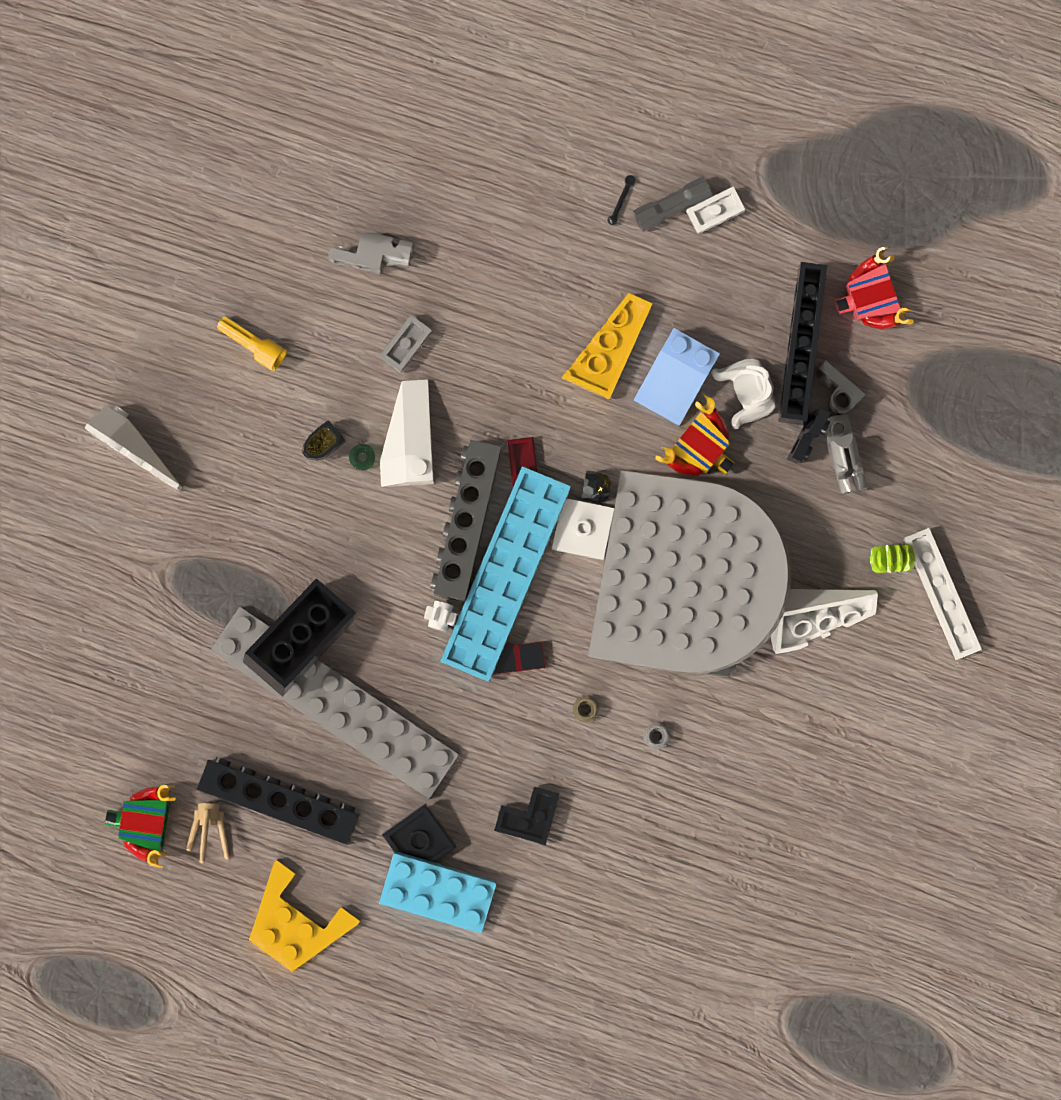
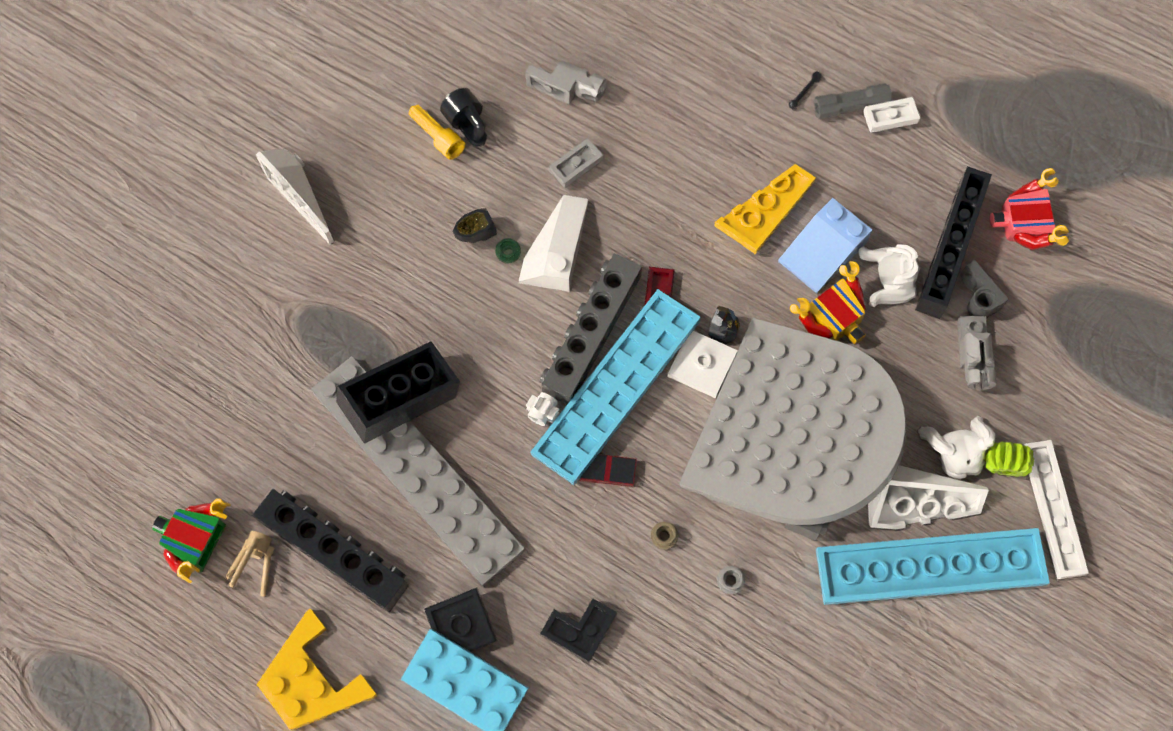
camera: 15 degrees right, 15 degrees down
(273, 316) = (463, 113): none -> black piece
(815, 425) = (949, 320): black plate -> none
(838, 677) = (931, 566): none -> medium azure plate
(845, 556) = (961, 446): none -> white hair

